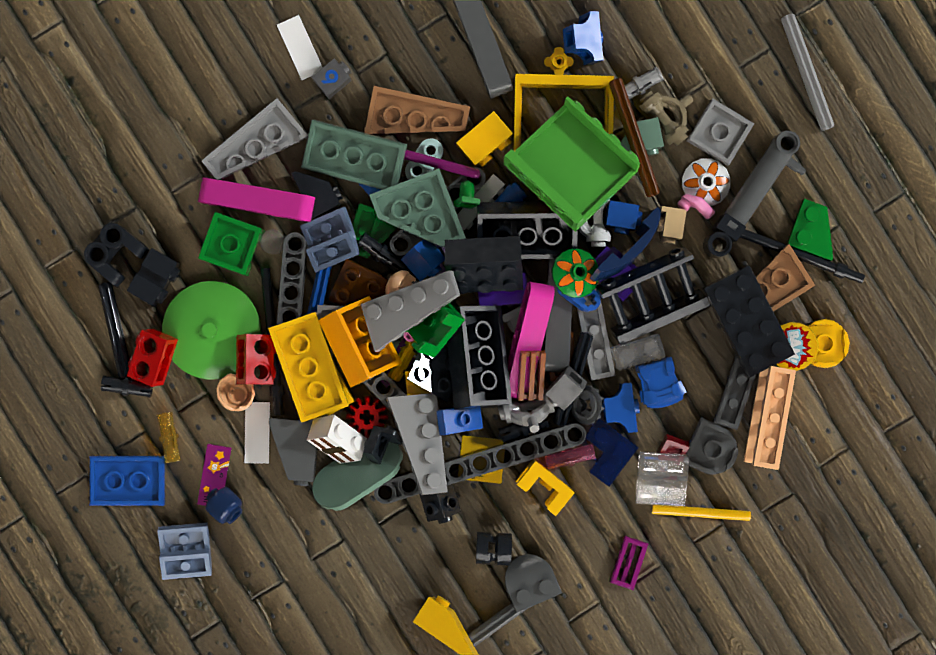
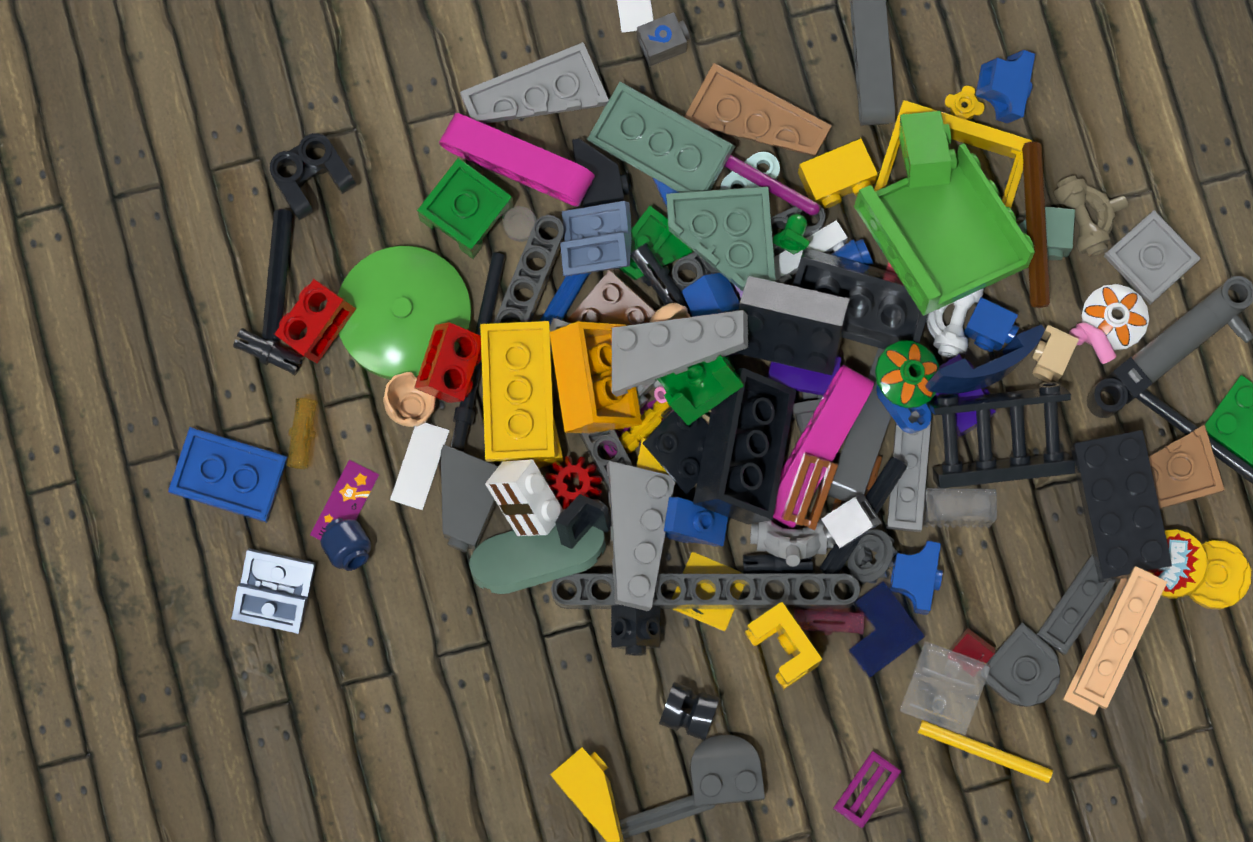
camera: 15 degrees right, 10 degrees down
(154, 277) = (351, 221): black brick -> none
(542, 108) = (926, 149): none -> bright green brick
(640, 84) = (1065, 164): light grey pin -> none
(659, 383) = (977, 556): blue piece -> none

